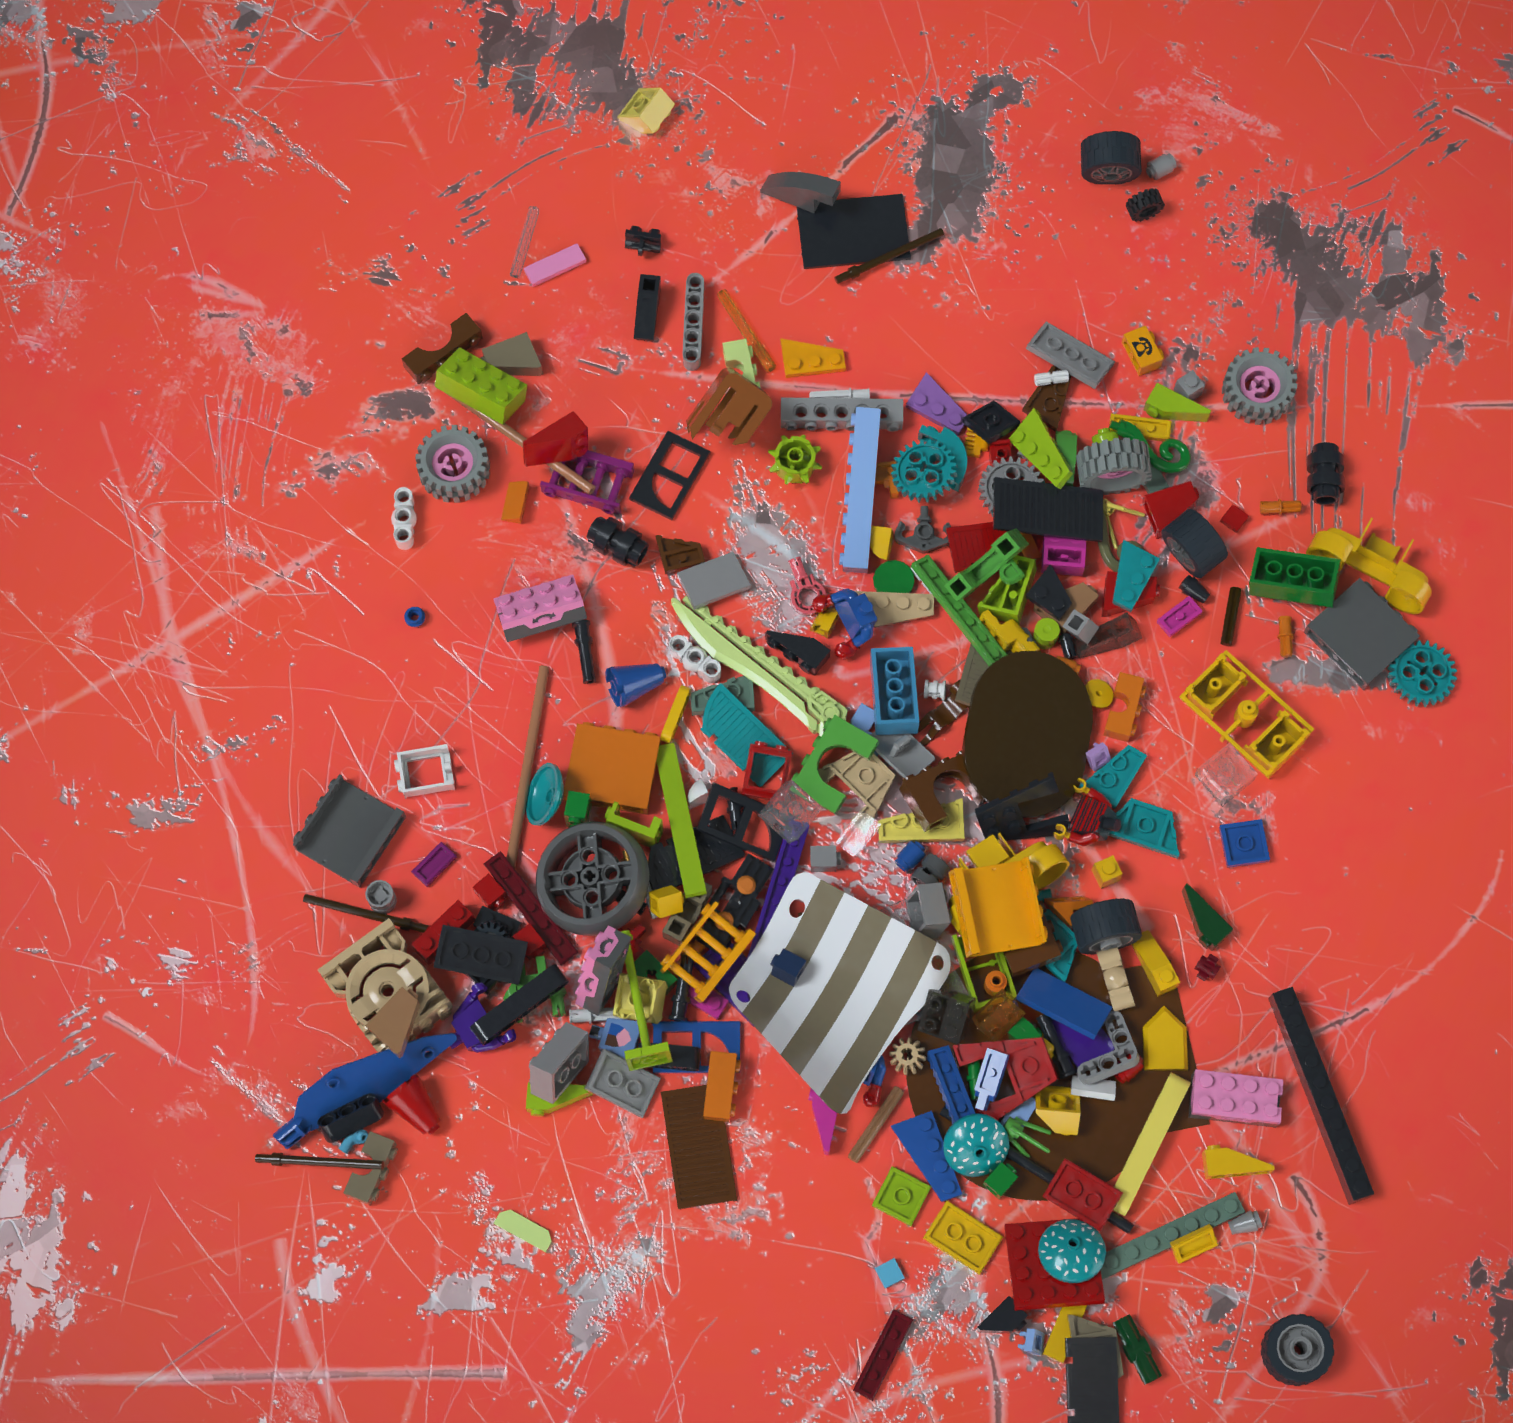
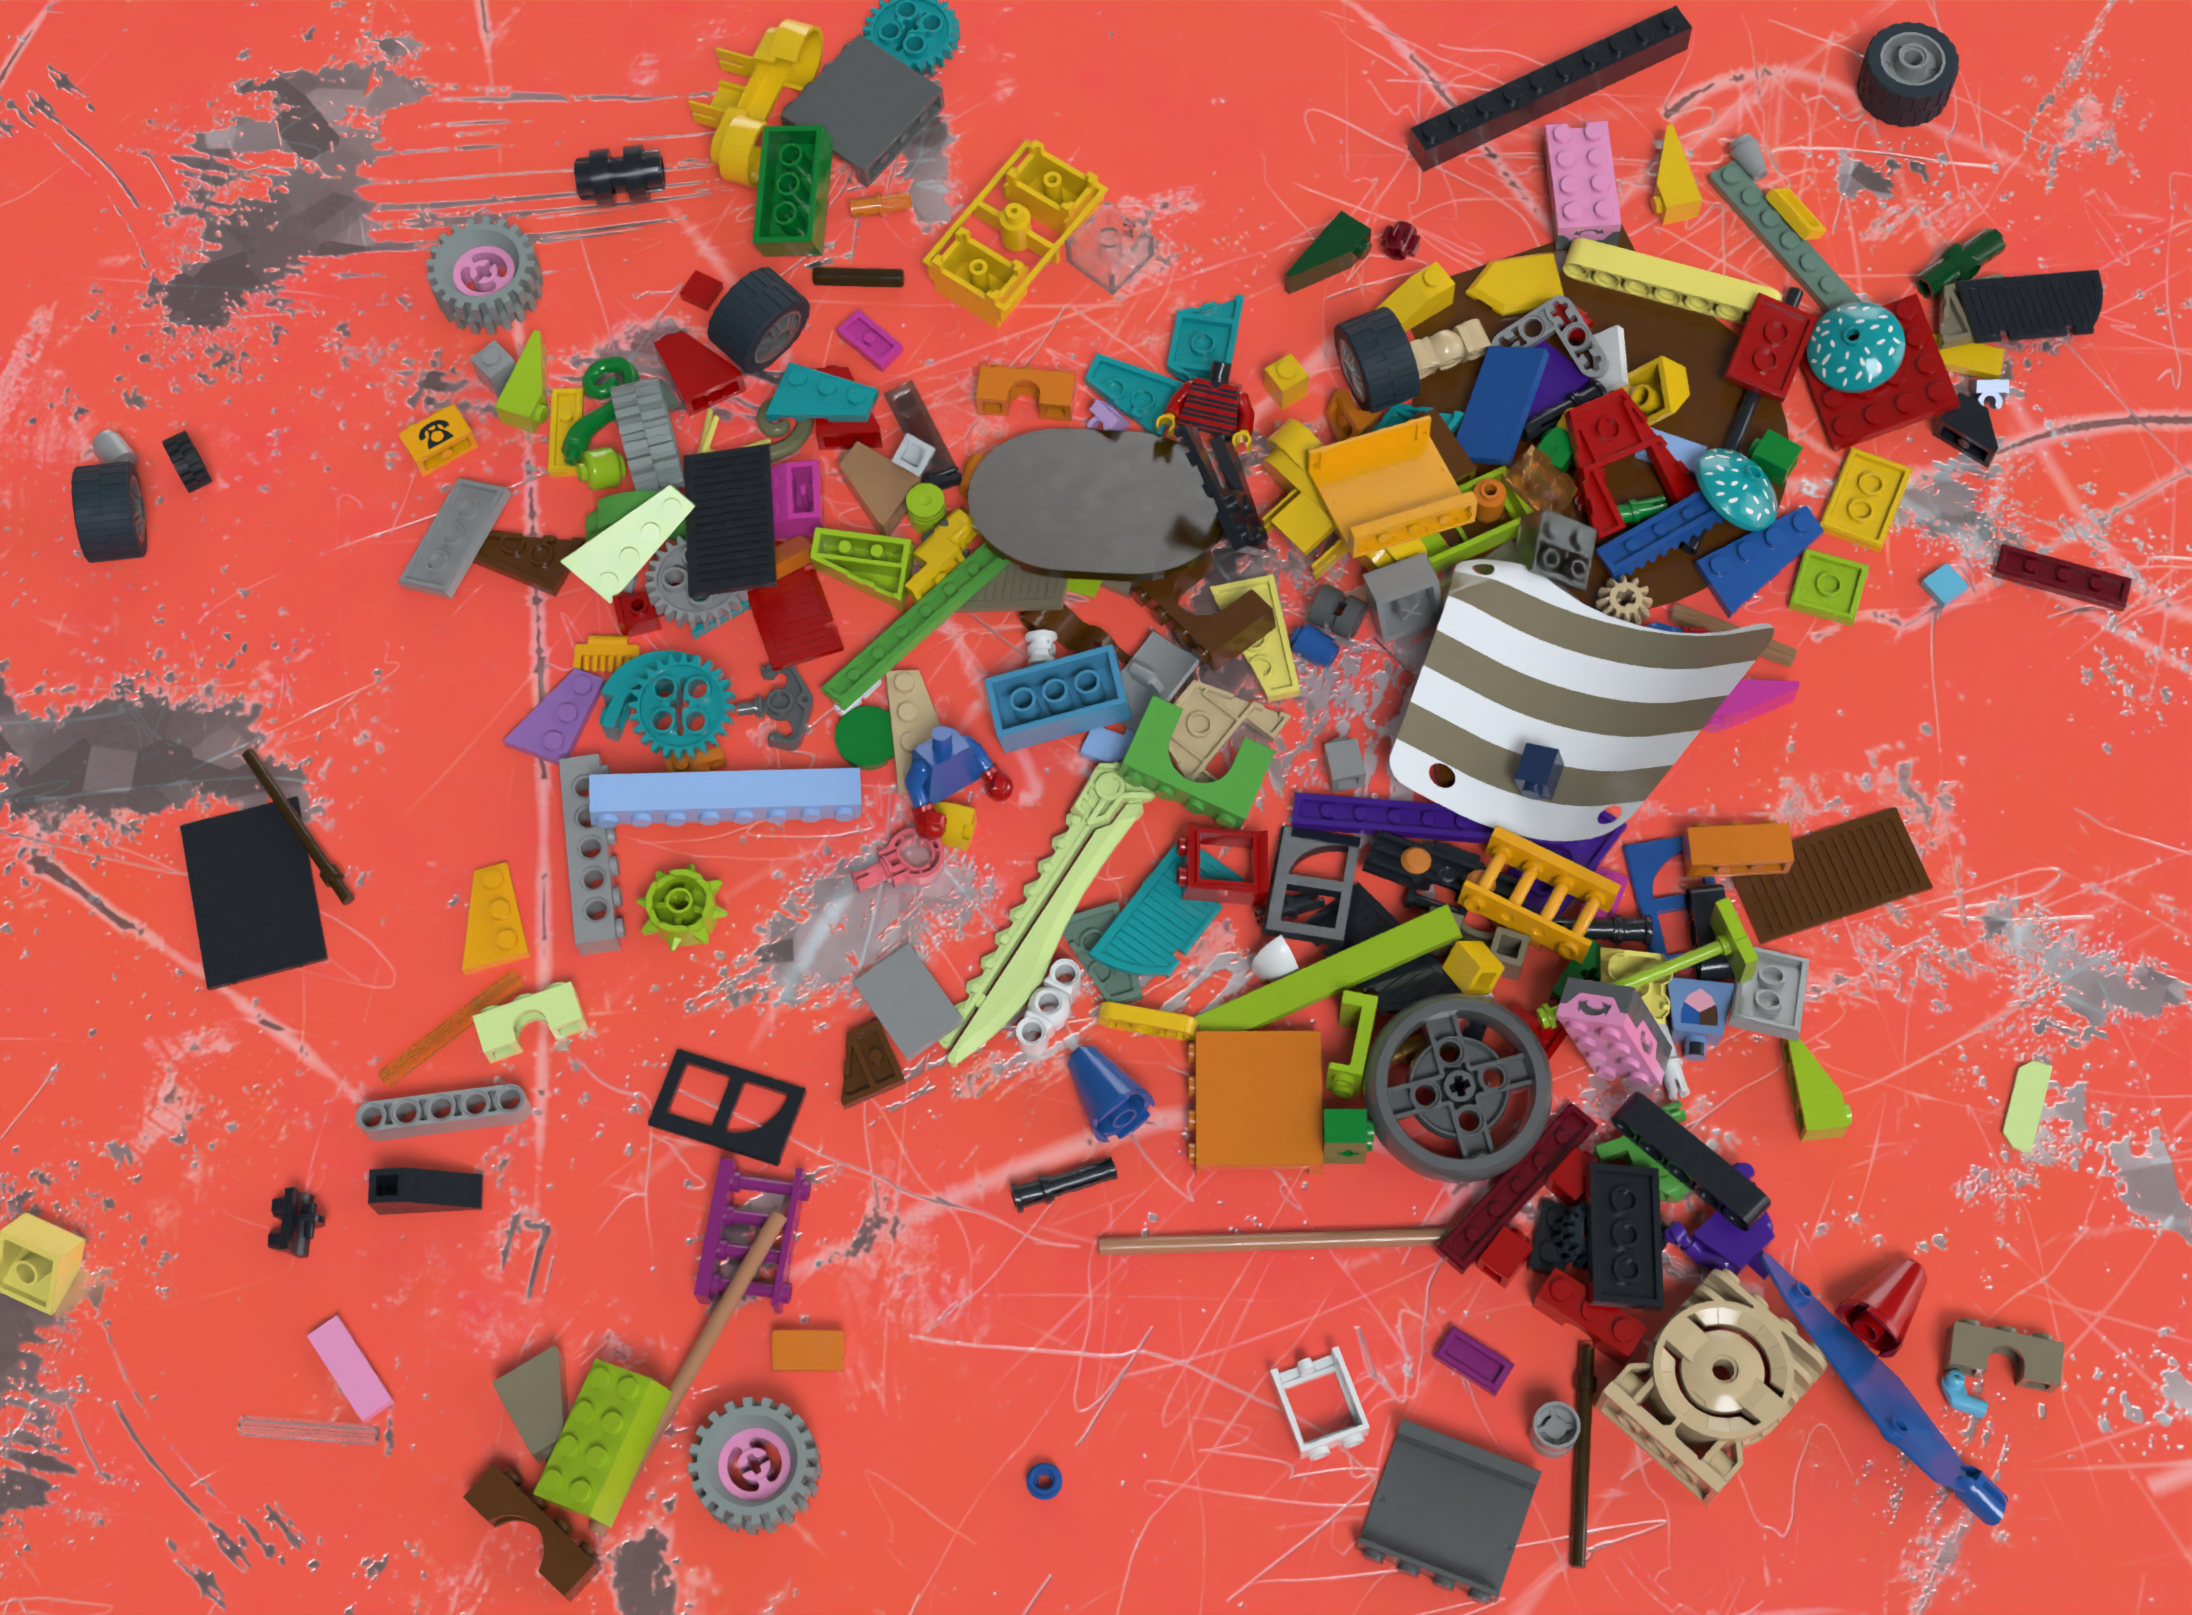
camera: 95 degrees left, 5 degrees down
(279, 1159) = (2027, 1512): dark brown bar -> none
(350, 1118) = (1950, 1408): black beam -> none
(395, 1021) = (1778, 1336): medium nougat slope -> none
(403, 509) = (848, 1534): white piece -> none
(540, 608) = (1004, 1262): bright pink piece -> none
(544, 794) = (1331, 1190): teal dish -> none
(557, 442) = (697, 1258): red slope -> none
(559, 1062) = (1771, 1080): light grey brick -> none
(625, 545) = (870, 1145): black piece -> none
(742, 405) = (608, 1003): dark orange piece -> none
(790, 811) = (1288, 809): clear brick -> none
(802, 189) = (185, 972): dark grey slope -> none
(804, 650) = (1010, 843): black slope -> none
(857, 393) = (557, 861): white axle -> none
(858, 833) = (1295, 720): clear panel -> none
(881, 541) = (809, 755): yellow brick -> none
(978, 573) = (854, 618): bright green arch -> none
(990, 1077) = (1637, 477): hinge -> none
(991, 422) = (583, 630): black tile -> none
(1011, 573) = (842, 556): bright green tile -> none
(1014, 1129) = (1696, 445): bright green plant -> none
(1047, 378) = (499, 554): white piece -> none
(1050, 594) = (867, 503): black wing -> none
(1099, 693) = (1007, 427): yellow piece -> none
(1192, 587) = (822, 328): black cone -> none
(1244, 843) = (1205, 219): blue plate -> none
(1280, 506) = (676, 233): orange axle -> none

